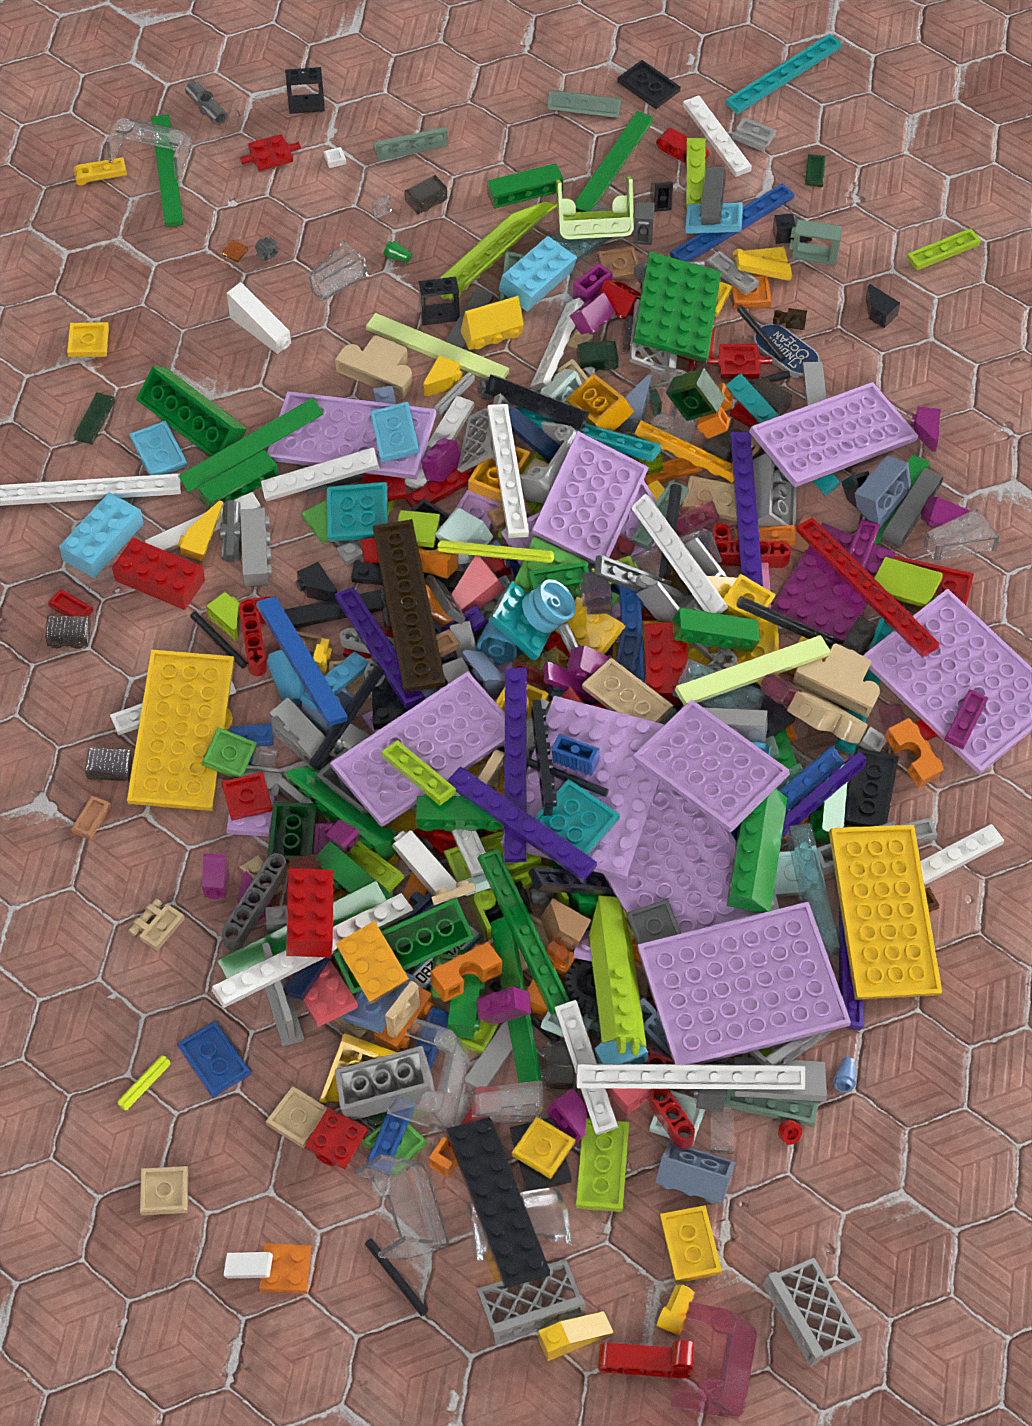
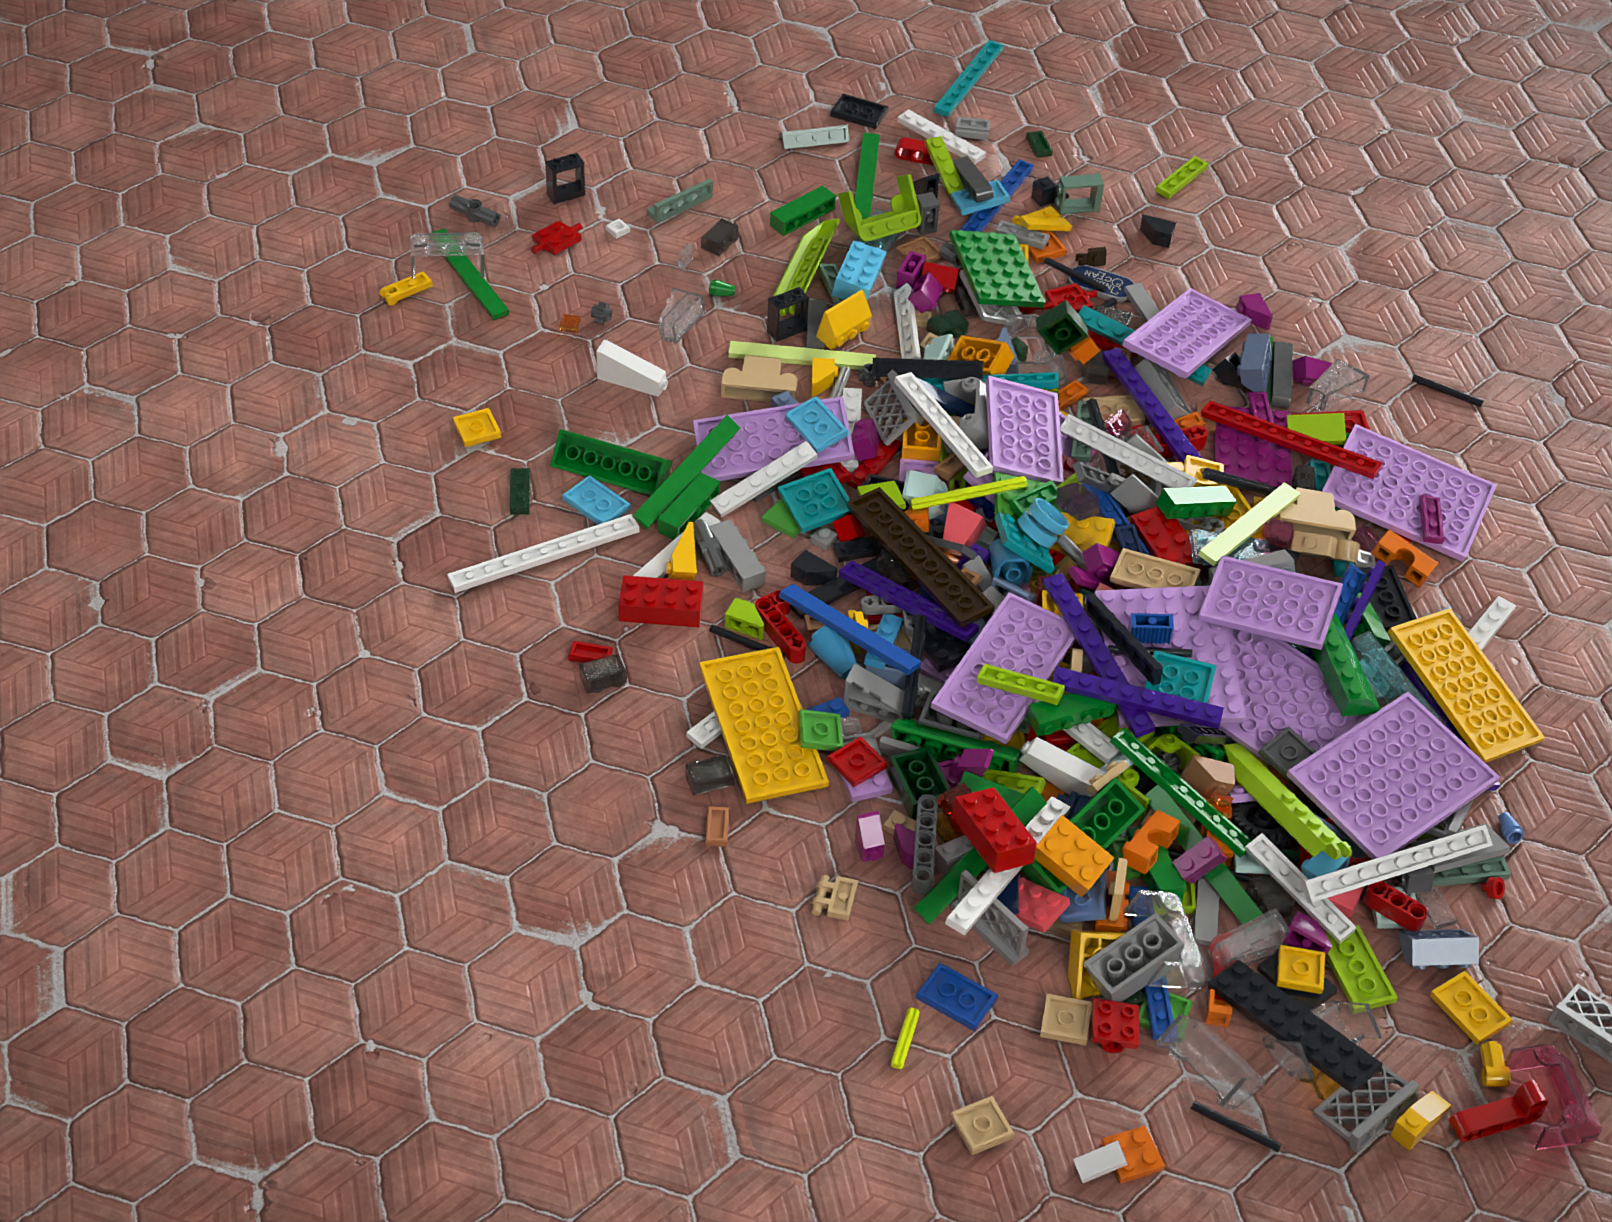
camera: 25 degrees left, 10 degrees down
(101, 535) = (587, 584): medium azure brick -> none
(685, 450) = (1085, 380): light orange plate -> none

